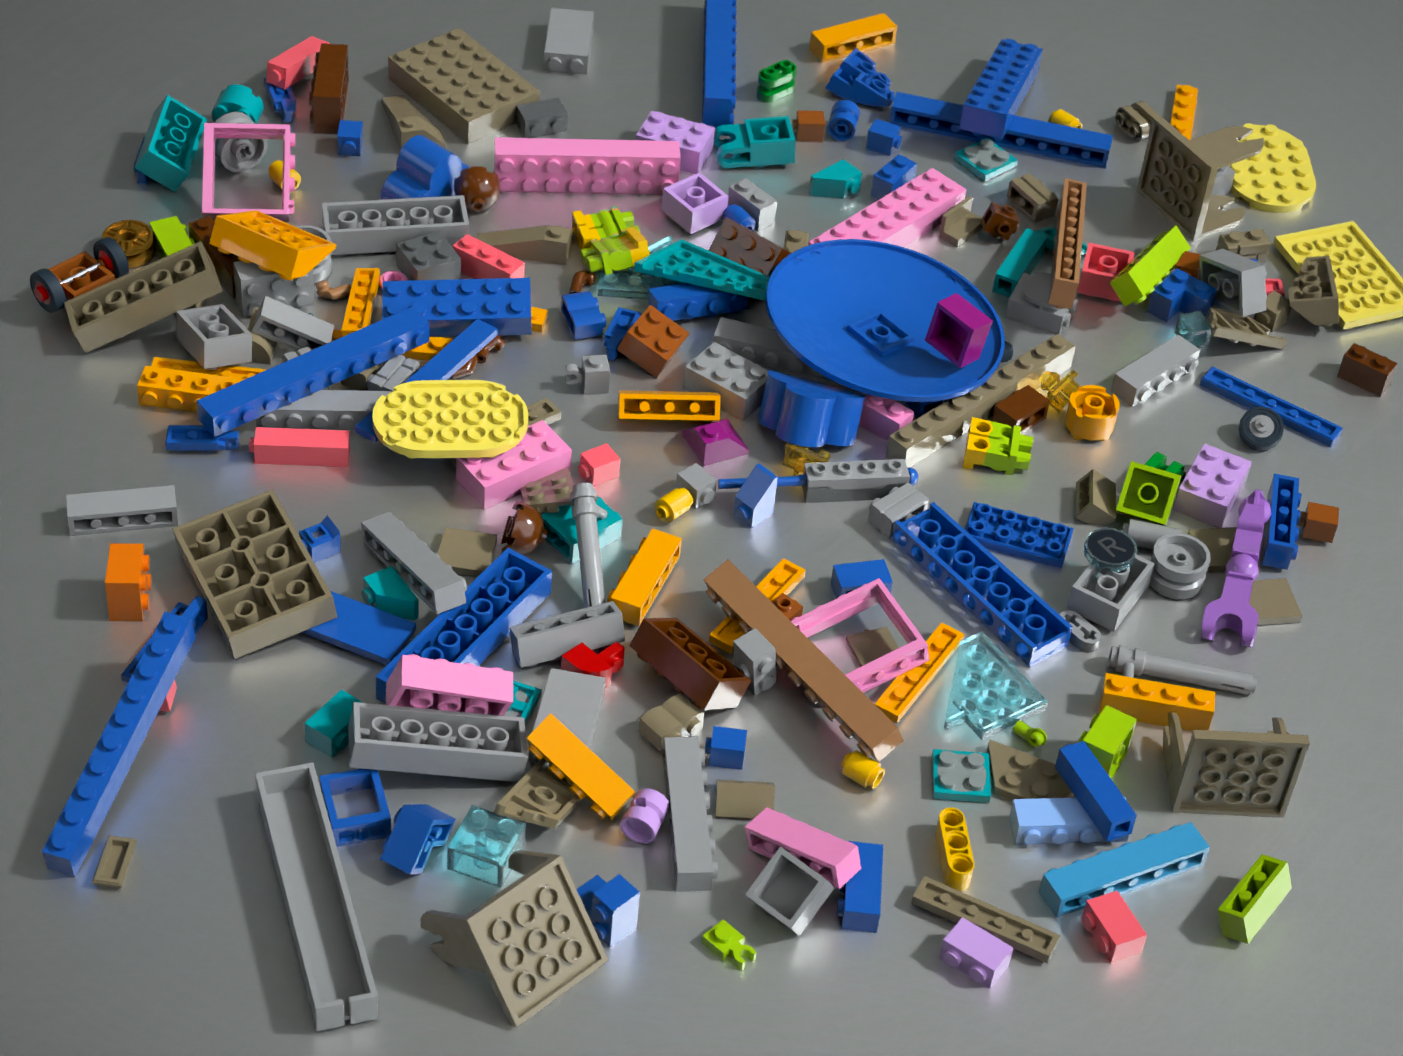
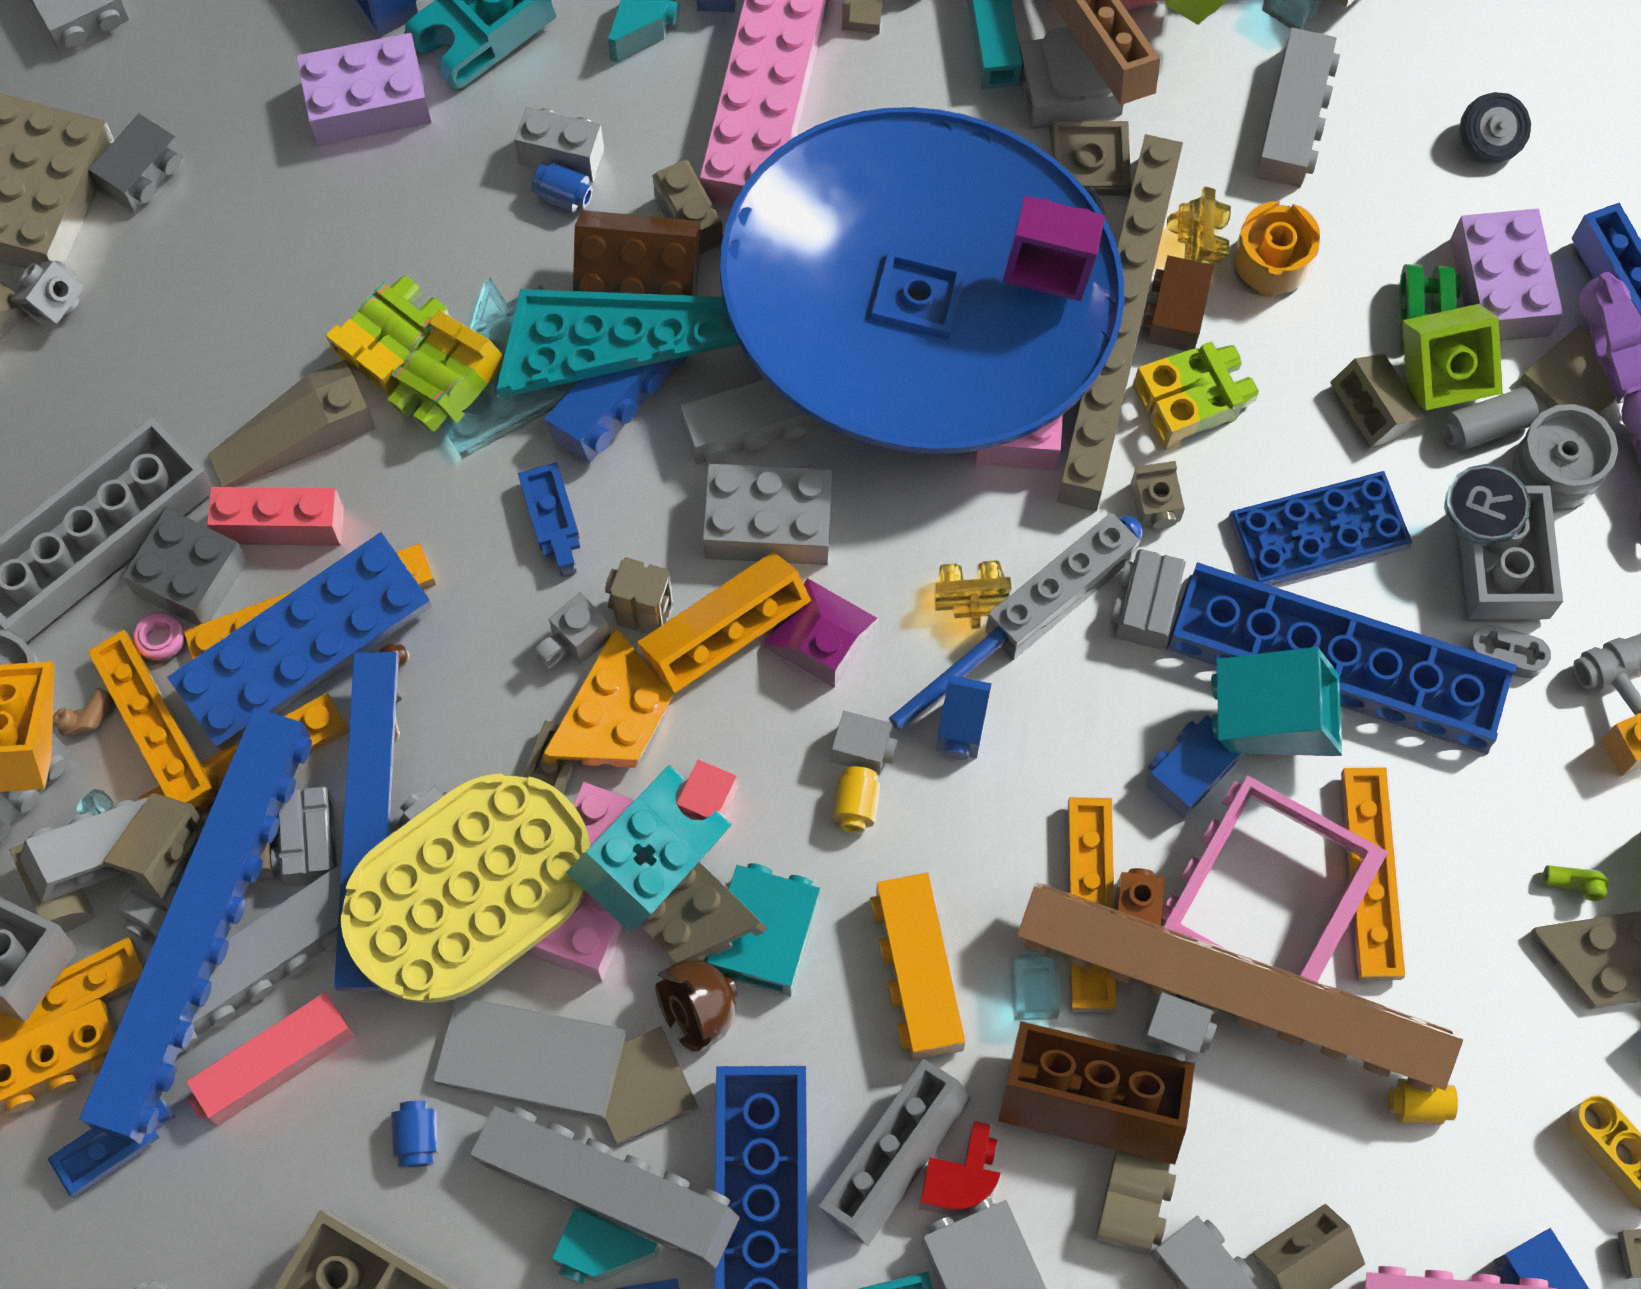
camera: 30 degrees left, 25 degrees up
(321, 333) = (157, 843): none -> dark tan panel
(321, 540) = (428, 1221): blue window -> none
(342, 508) = (414, 1134): none -> blue brick
(422, 171) = (60, 404): blue brick -> none
(424, 510) = (530, 1057): none -> light grey tile
(458, 138) = (48, 291): none -> light grey brick
(479, 188) = (156, 382): reddish brown cylinder -> none
(548, 447) = (646, 852): none -> teal brick
(581, 279) = (422, 457): reddish brown arm -> none
(582, 315) = (477, 521): blue brick -> none
(582, 411) = (612, 711): none -> light orange wing
(586, 165) = (279, 229): bright pink brick -> none
(586, 514) = (791, 944): light grey cylinder -> none
(635, 369) = (639, 595): none -> dark tan brick
(653, 341) = (619, 514): dark orange brick -> none
(694, 203) = (482, 198): lavender brick -> none
(699, 616) = (1035, 987): none -> clear light blue brick
(726, 747) = (1232, 1192): blue brick -> none
(810, 411) = (923, 513): blue brick -> none
(871, 644) = (1284, 866): dark tan piece -> none
(925, 565) = (1278, 704): none -> teal slope
(940, 474) = (1147, 484): none -> dark tan brick
(961, 776) = (1539, 1013): piece -> none
(989, 690) = (1474, 840): clear light blue wing -> none
(1025, 335) = (1094, 154): none -> dark tan tile
(1252, 397) = (1470, 70): blue tile -> none

